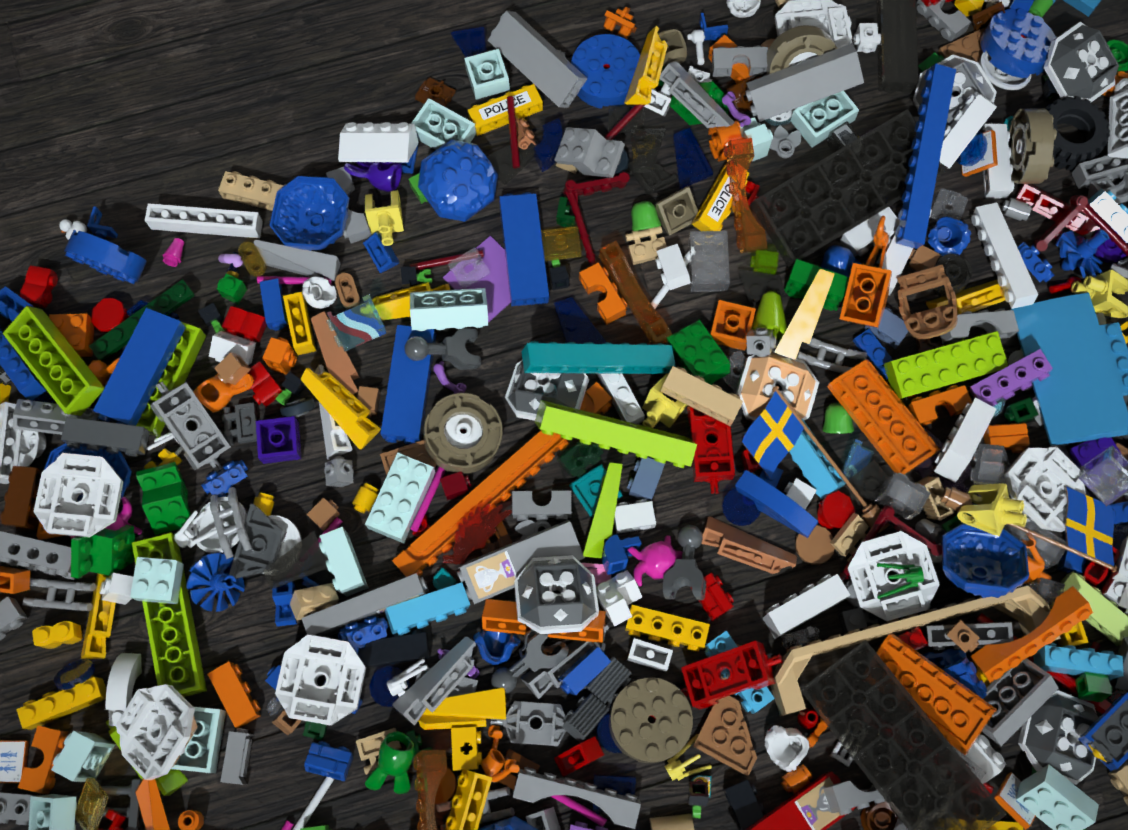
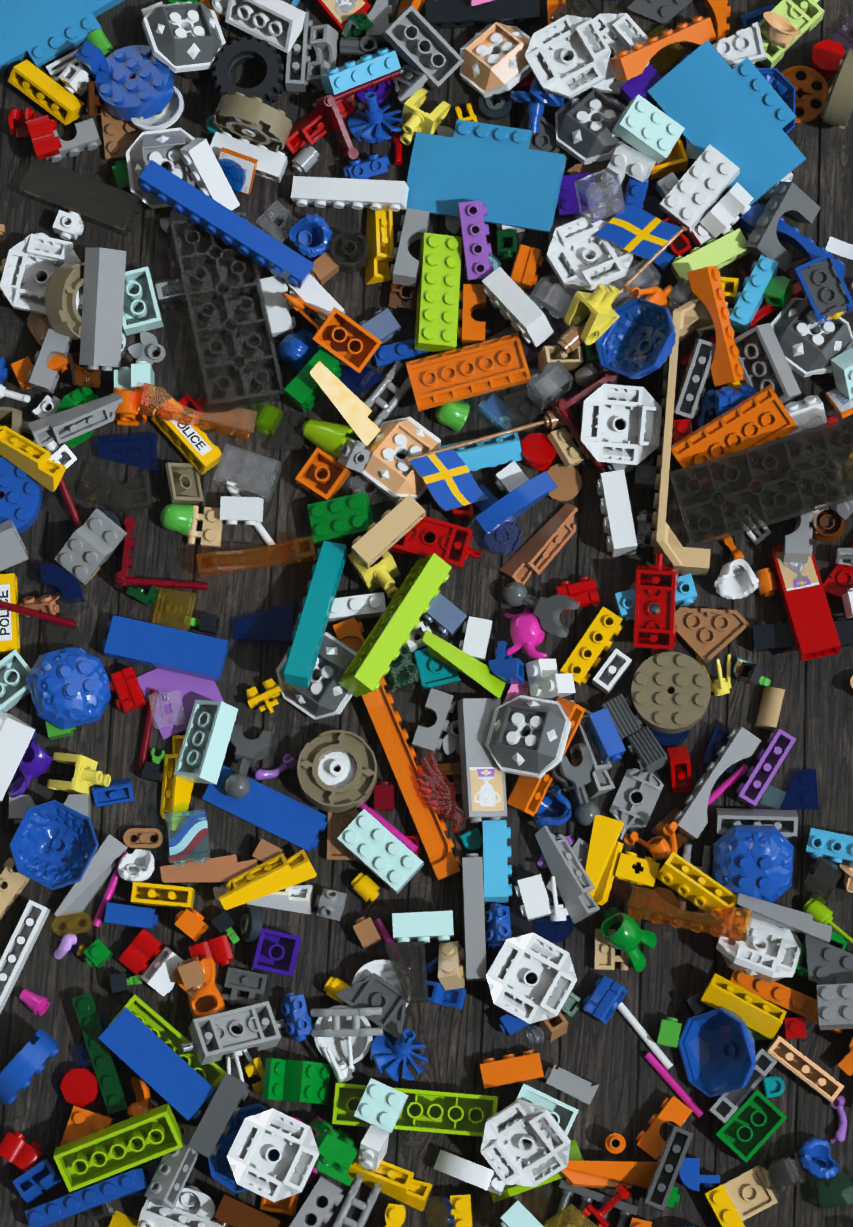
camera: 65 degrees left, 5 degrees up
(401, 655) = (533, 897): none -> white brick
(474, 231) = (128, 690): none -> red brick
(505, 341) = (272, 692): none -> yellow hips
(596, 279) = (225, 587): orange arch -> none
(613, 455) = (418, 631): none -> white brick
(727, 100) = (86, 389): medium lavender piece -> none
(803, 718) = (717, 555): red cone -> none
(834, 328) = (361, 381): none -> clear blue wing
(912, 574) = (627, 407): green plant -> none
(932, 321) = (394, 287): medium nougat slope -> none
(963, 636) = (696, 385): medium nougat brick -> none

